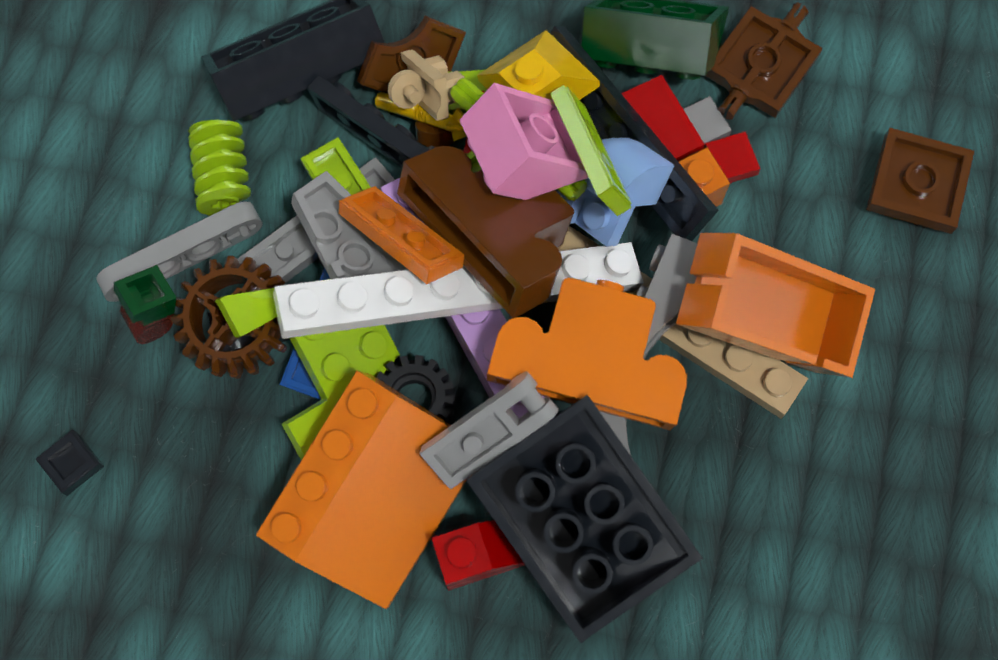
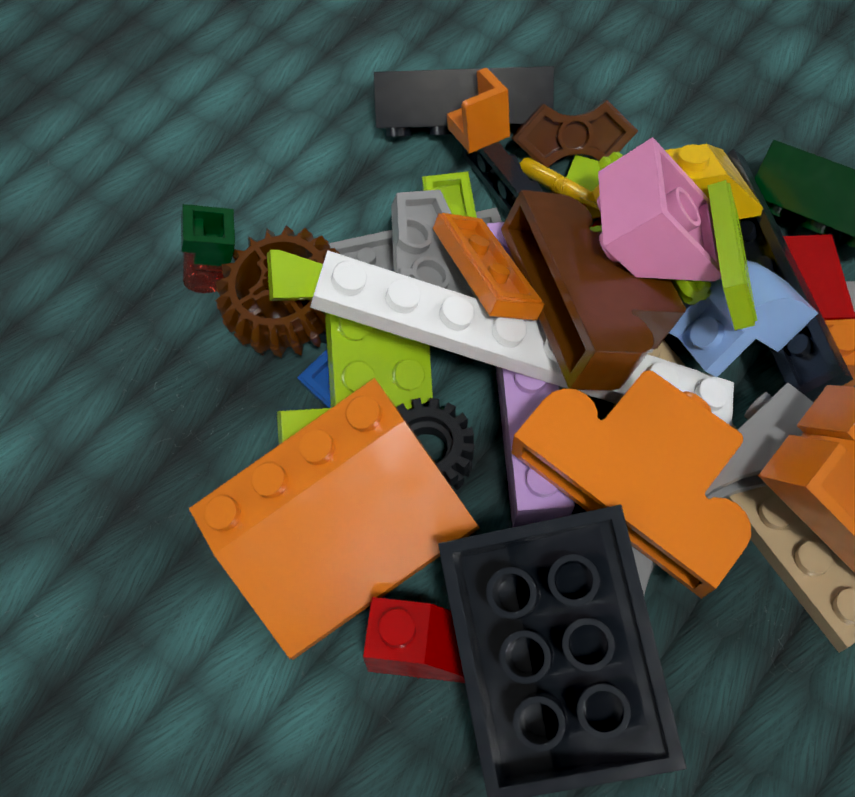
camera: 25 degrees right, 10 degrees down
(69, 462) = (61, 368): black tile -> none
(186, 246) = (322, 215): light grey beam -> none
(218, 165) = (342, 162): lime piece -> none
(330, 83) = (482, 117): none -> orange panel
(424, 84) = (572, 154): tan hips -> none
(488, 431) = (488, 500): light grey plate -> none

